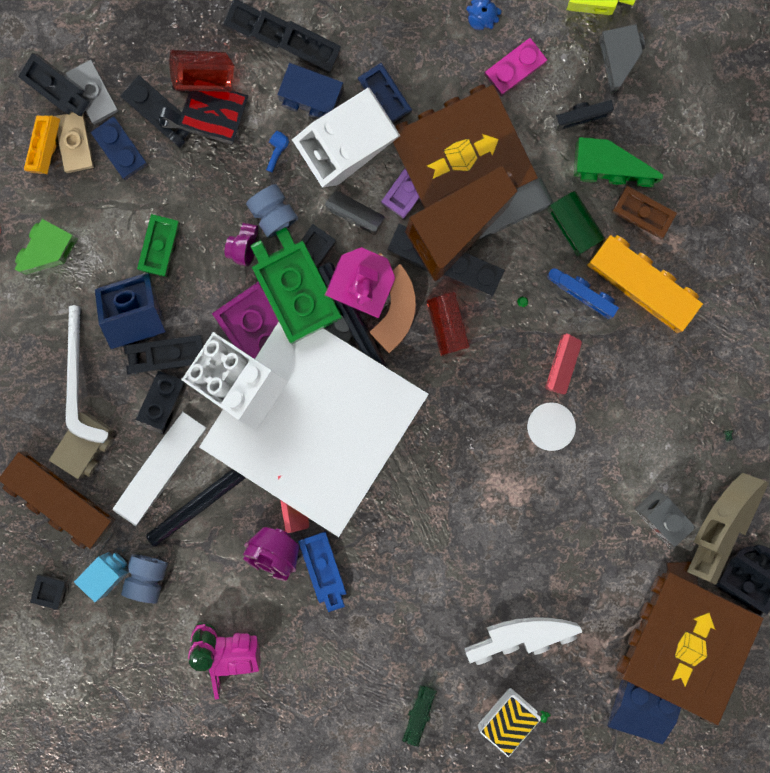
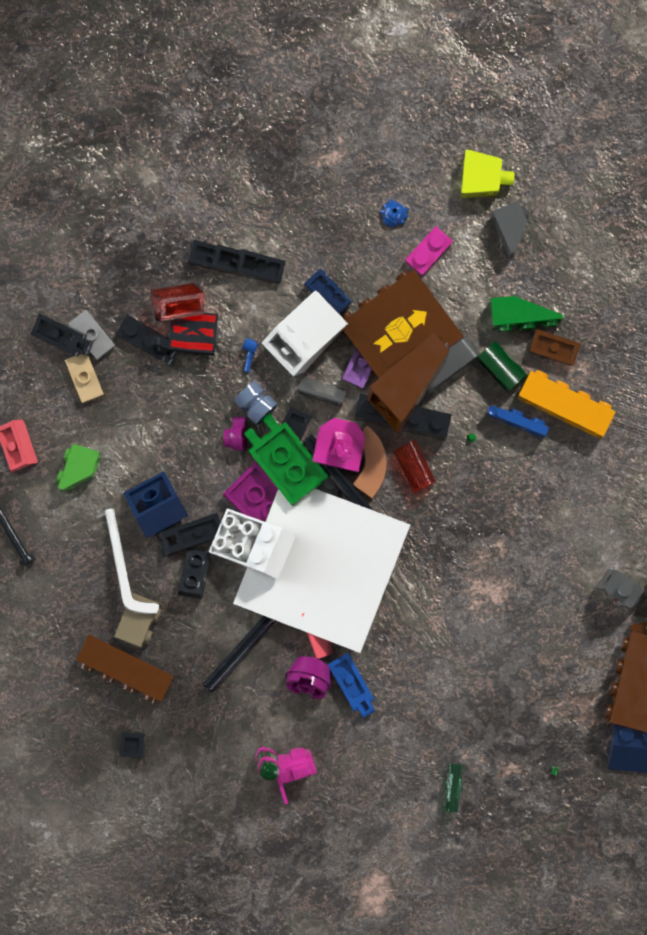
camera: 15 degrees left, 5 degrees down
(42, 144) = (59, 384): light orange plate -> none
(102, 575) = (175, 721): medium azure brick -> none
(119, 148) = (122, 375): dark blue plate -> none
(143, 583) = (208, 718): sand blue wheel -> none
(158, 245) = (169, 447): green plate -> none
(159, 469) = (203, 627): white slope -> none
(309, 91) = (267, 302): dark blue brick -> none
(509, 722) = (527, 778): piece -> none
(532, 632) = (533, 703): white slope -> none
(551, 426) = (514, 533): white sticker -> none
(563, 364) = (514, 481): coral slope -> none
(582, 114) = (490, 278): black plate -> none

